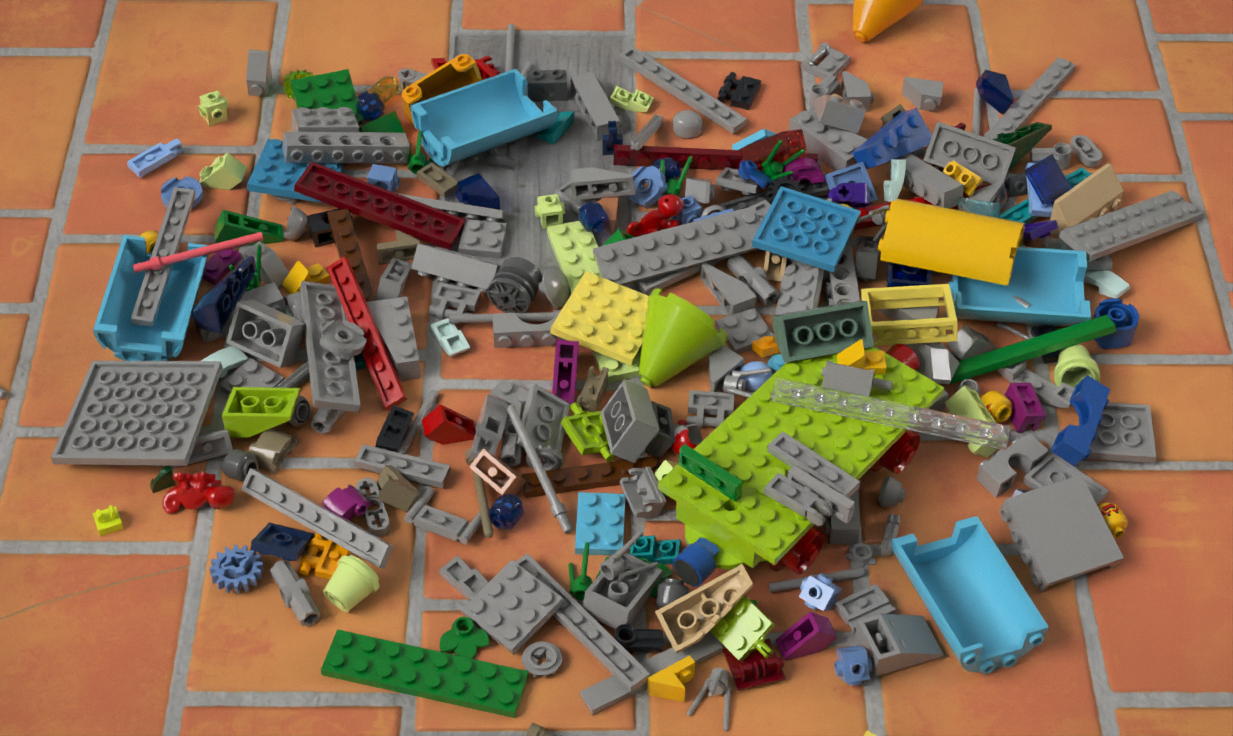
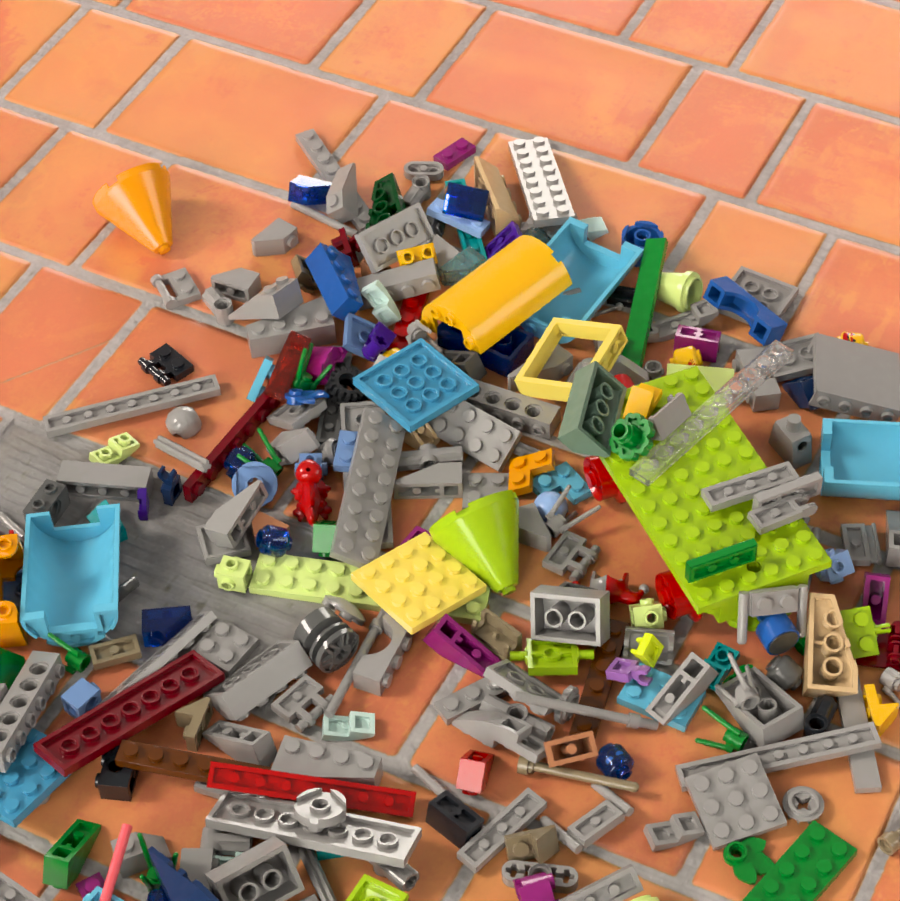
camera: 60 degrees left, 0 degrees up
(296, 224) = (96, 802): light grey hair -> none
(299, 273) = (179, 825): yellow slope -> none
(588, 137) = (143, 498): none -> dark purple tile
(604, 484) = (626, 669): none -> medium lavender plate
(606, 526) = (682, 689): none -> light grey slope
(629, 488) = (648, 649): none -> neon yellow tile
(708, 537) = (770, 602): none -> light grey plate
(804, 359) = (632, 437): none -> green plant
(954, 506) = (792, 440): none -> light grey torso
(996, 110) = (342, 195): none -> light grey slope
(1128, 163) = (455, 153): none -> magenta plate

